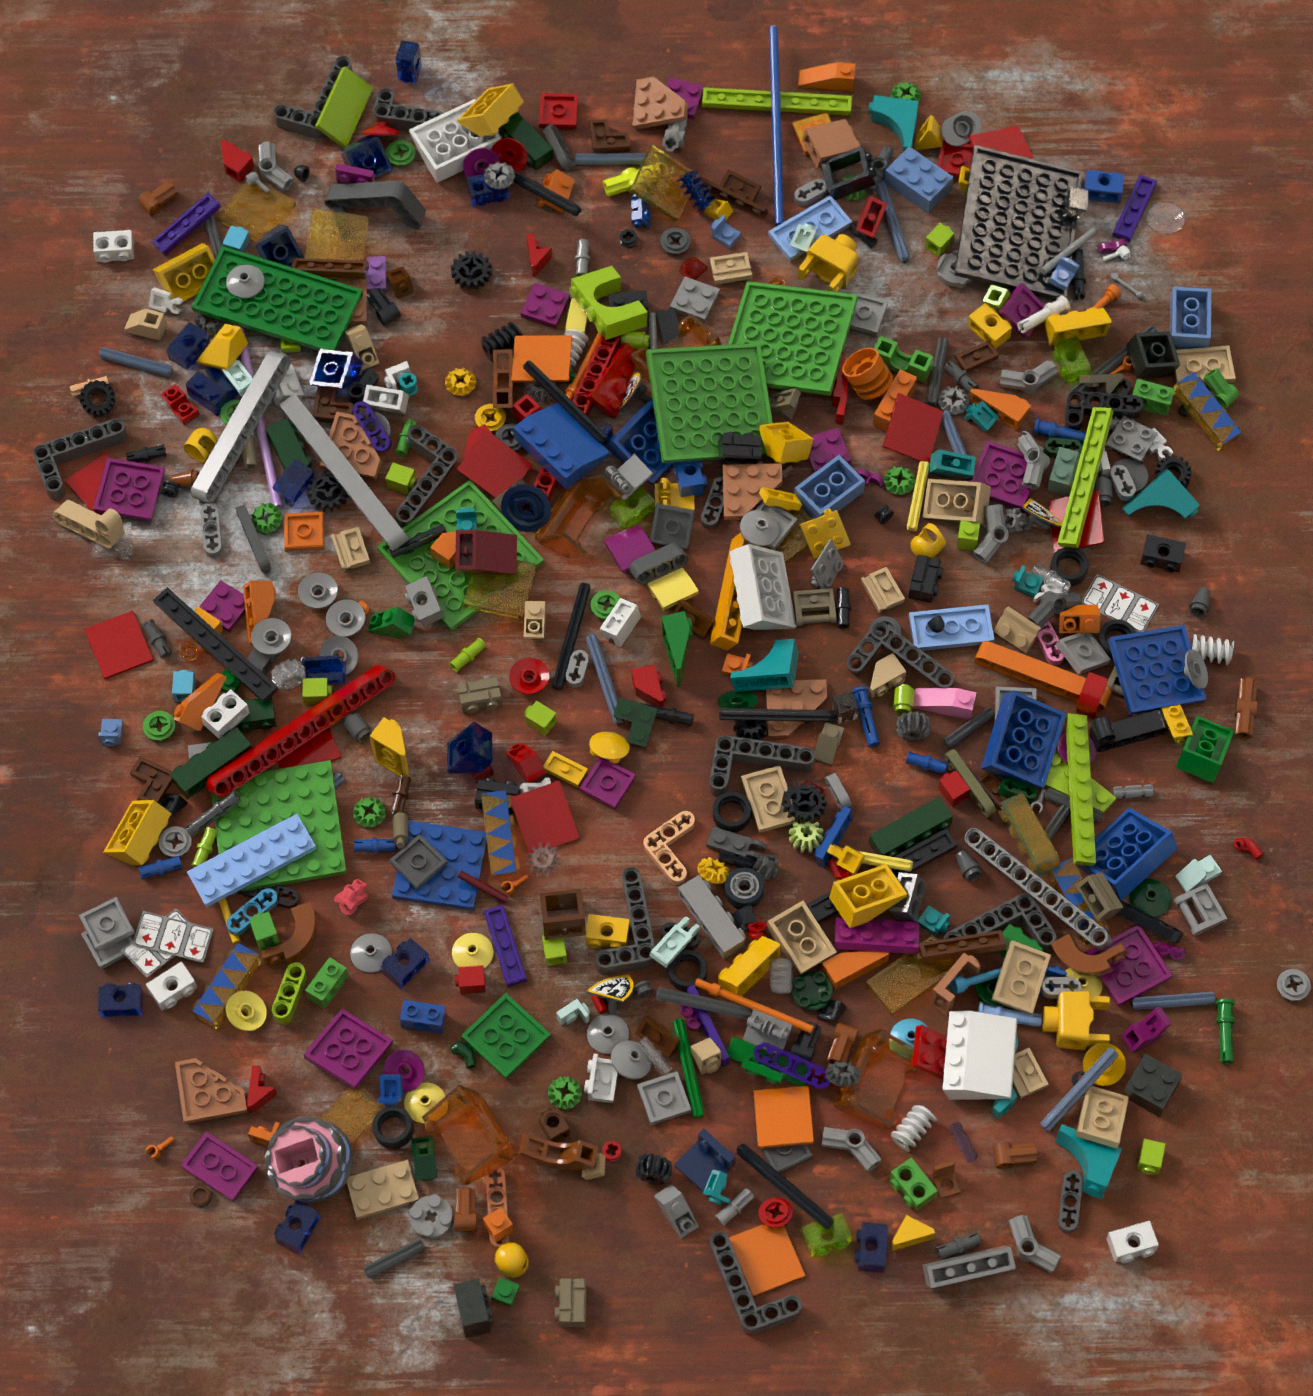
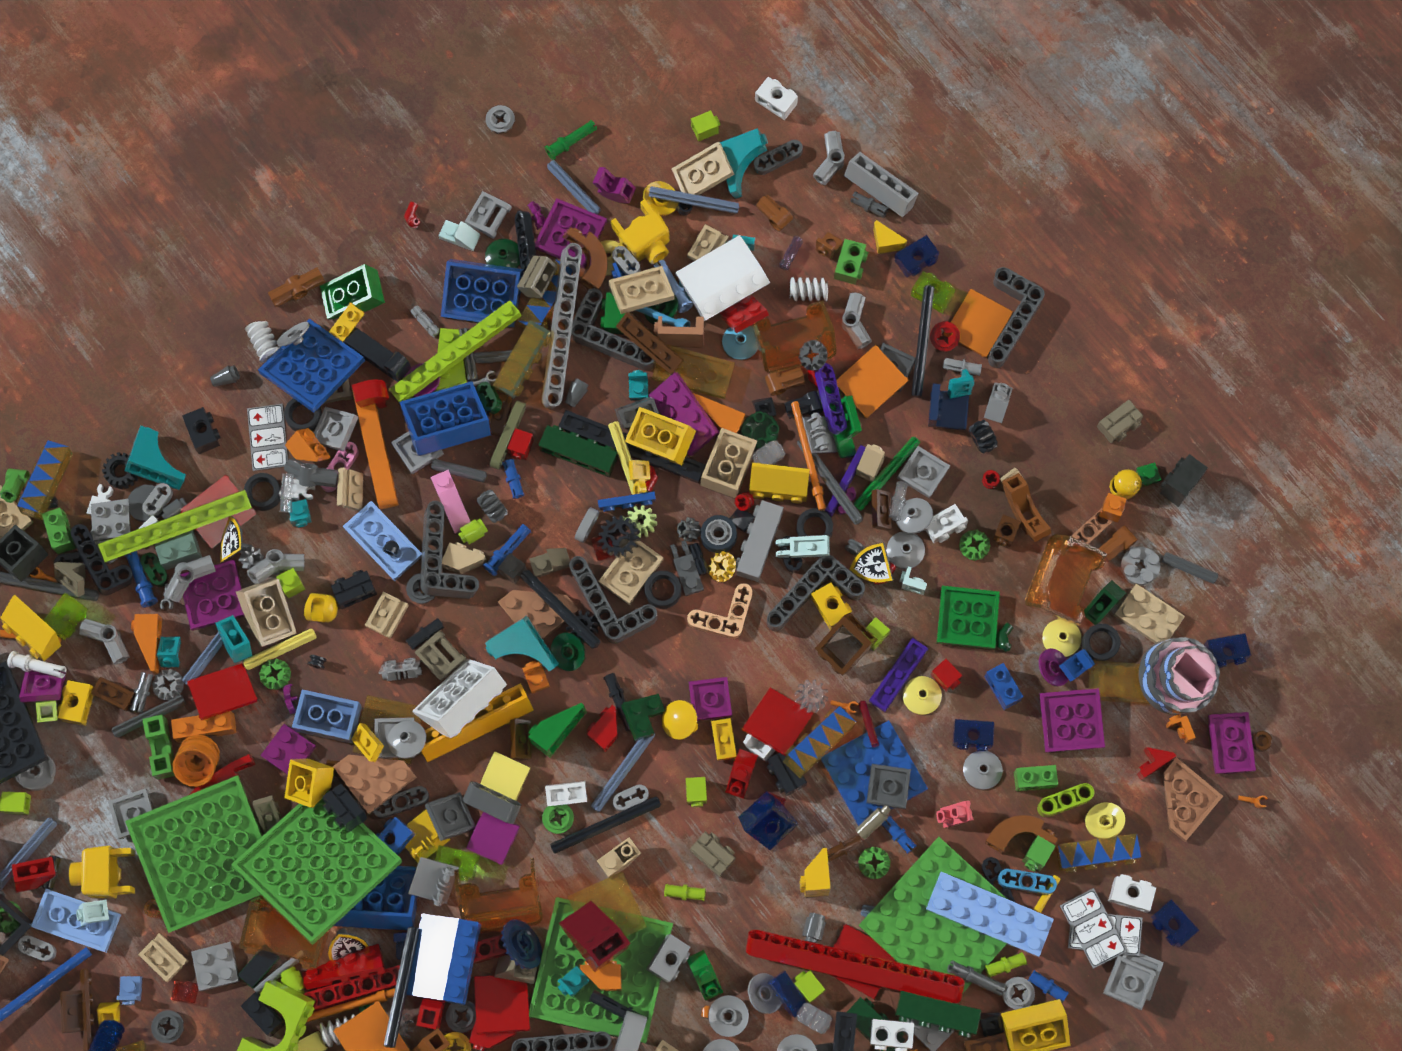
camera: 125 degrees left, 10 degrees up
(529, 668) = (663, 818): red dish -> none
(823, 529) = (370, 688): yellow hinge -> none
(1152, 1085) = (651, 157): pearl dark grey brick -> none

